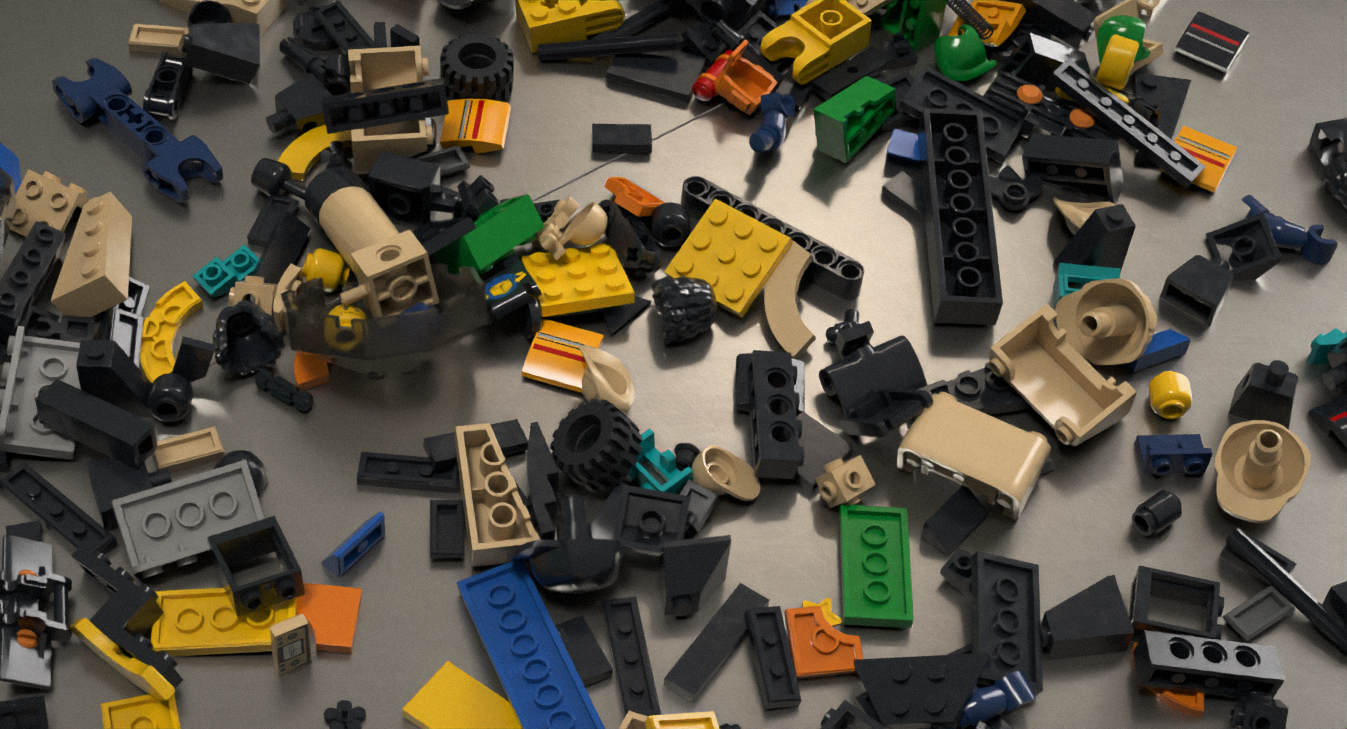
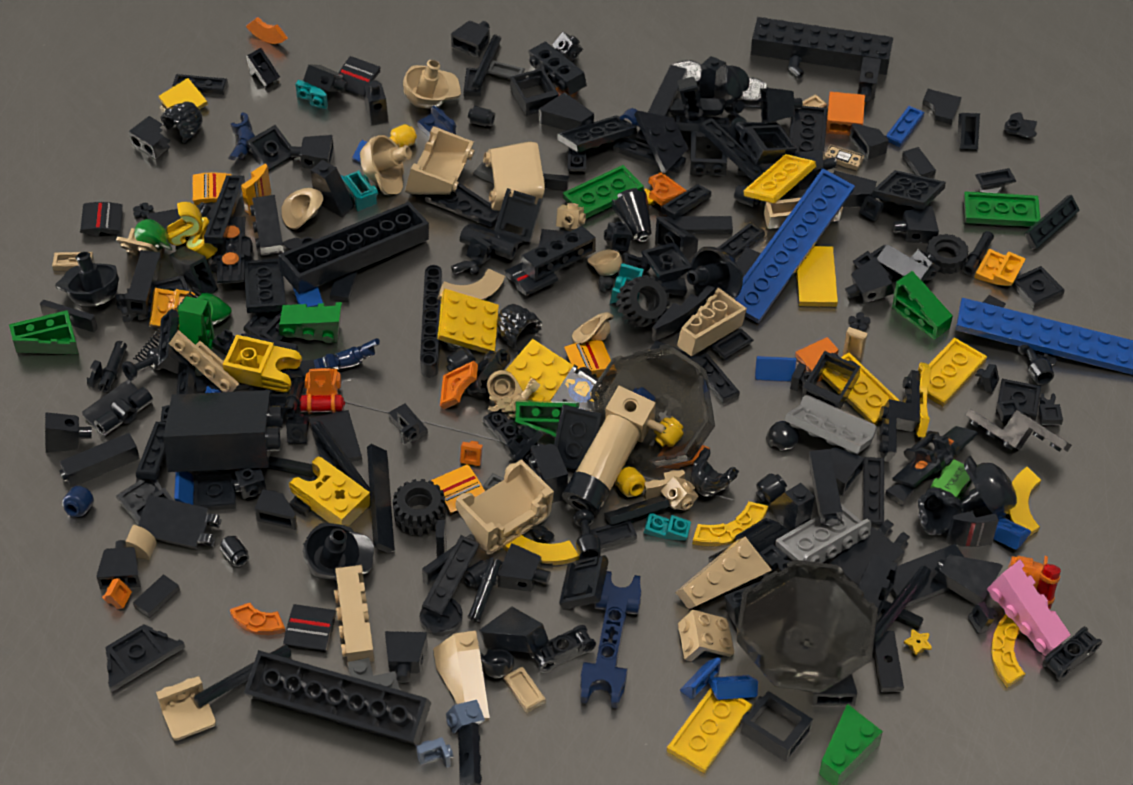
camera: 120 degrees left, 0 degrees up
(188, 450) = (788, 467): tan tile -> none
(193, 359) = (747, 485): black tile -> none
(232, 142) = (584, 582): none -> black container
(284, 389) = (717, 453): black axle -> none
(311, 554) = (799, 377): none -> black tile
(385, 105) = (538, 511): black brick -> none
(516, 160) = (471, 453): none -> orange tile
(535, 56) = (380, 498): none -> black tile
(605, 116) = (409, 424): none -> black bracket
(759, 512) = (618, 236): none -> black brick
(787, 559) = (634, 211): none -> black cone
(1152, 180) = (256, 187): none -> light orange slope
(1206, 86) = (142, 210): none -> black plant

